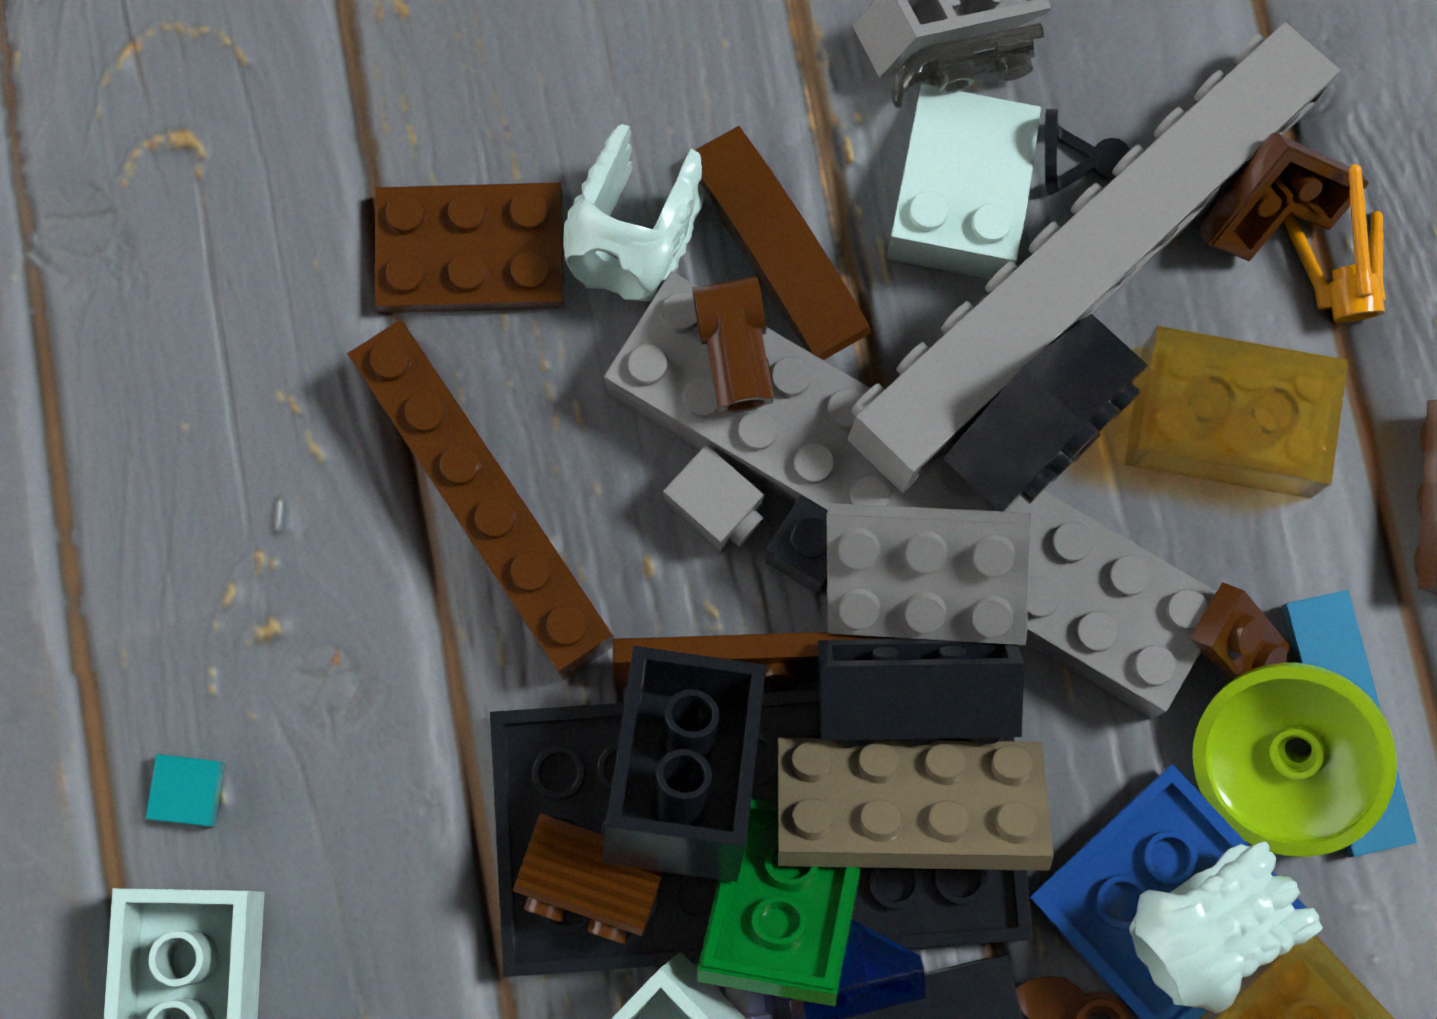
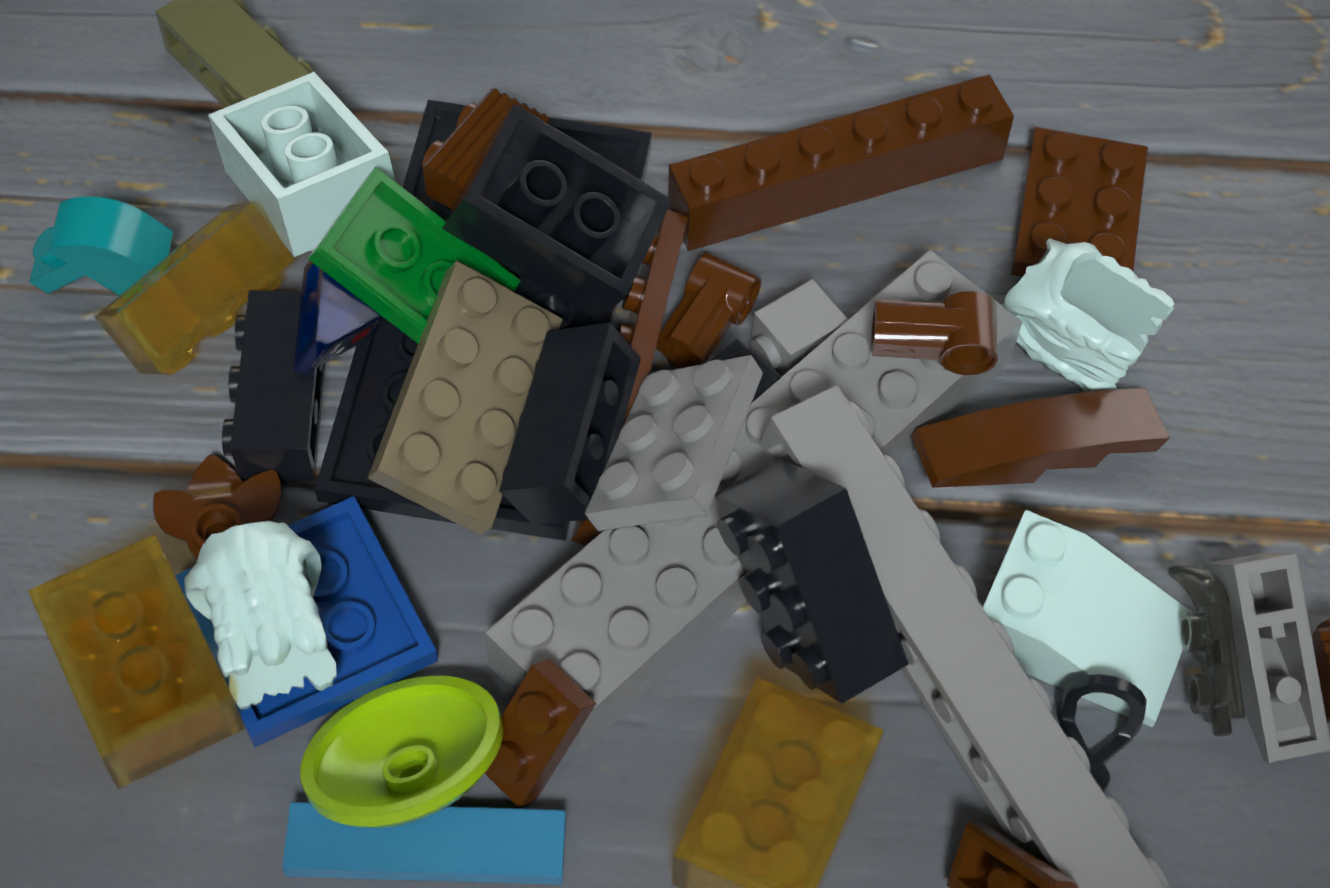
camera: 100 degrees right, 20 degrees down
(690, 594) = (712, 302): none -> reddish brown piece

